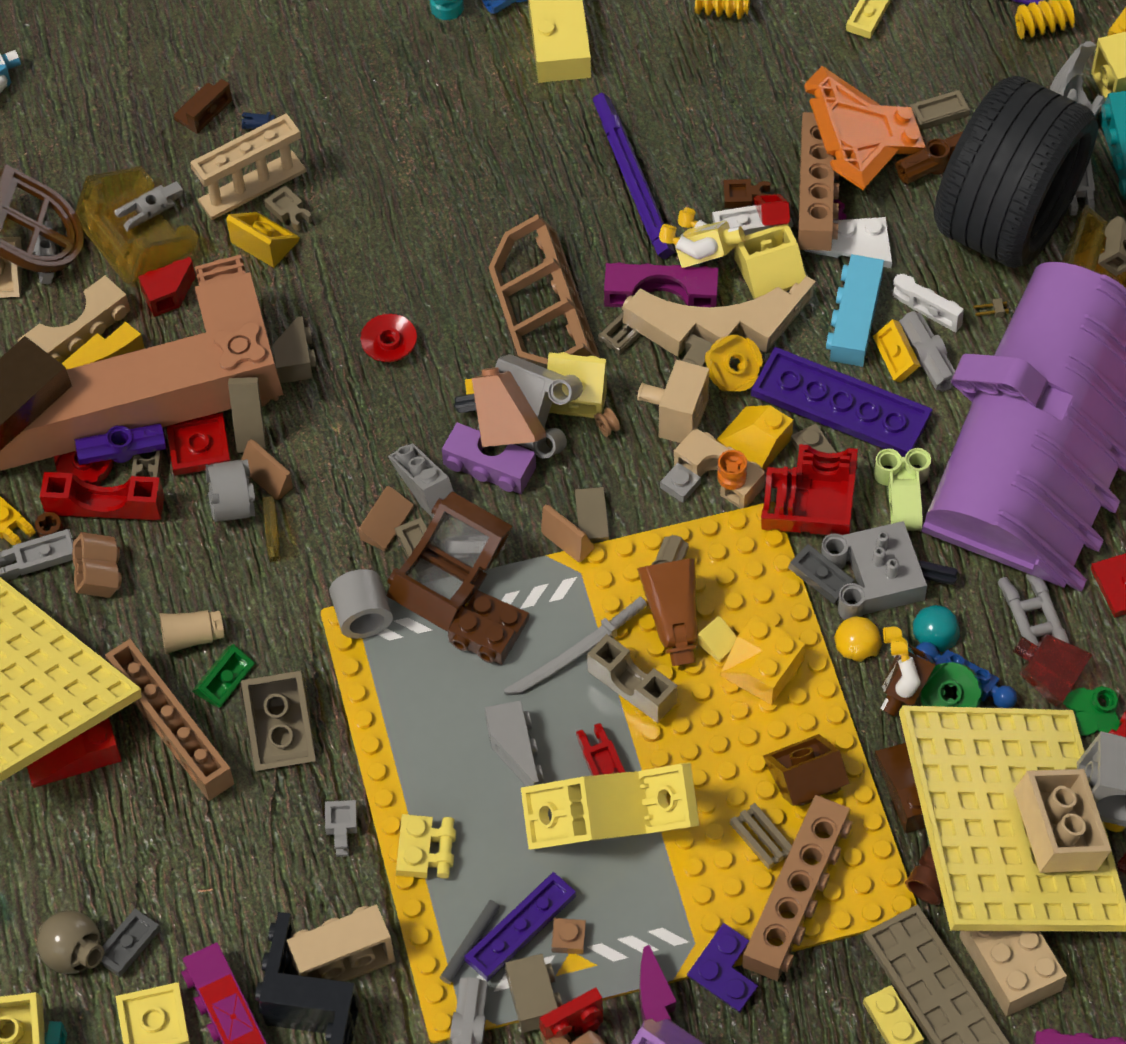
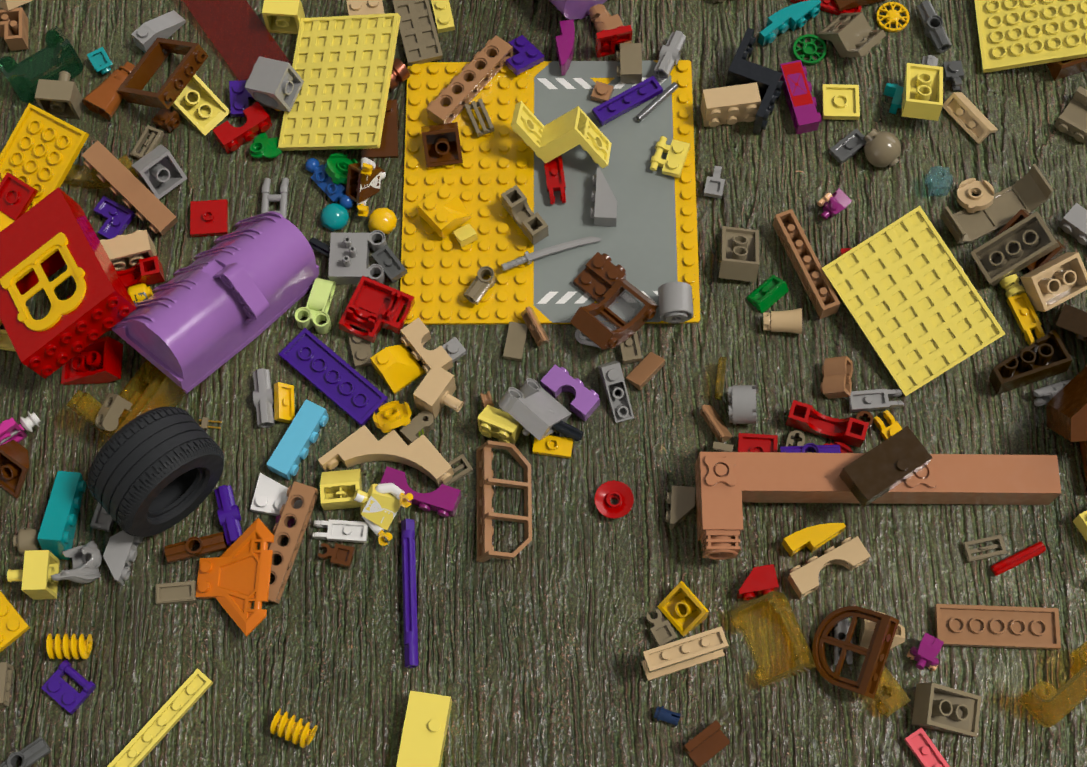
camera: 165 degrees left, 10 degrees up
(136, 831) = (833, 203): none -> magenta piece
(160, 200) = (760, 655): light grey hinge -> none
(504, 410) = (552, 398): nougat slope -> none
(672, 600) = (486, 250): dark orange piece -> none
(732, 469) = (420, 323): orange wheel -> none
(772, 209) = (325, 509): red slope -> none
(908, 202) = (228, 513): none -> dark purple piece
(928, 302) = (249, 434): white hinge -> none
(1051, 666) = (278, 168): clear red torso -> none
(1062, 820) = (315, 62): tan brick -> none

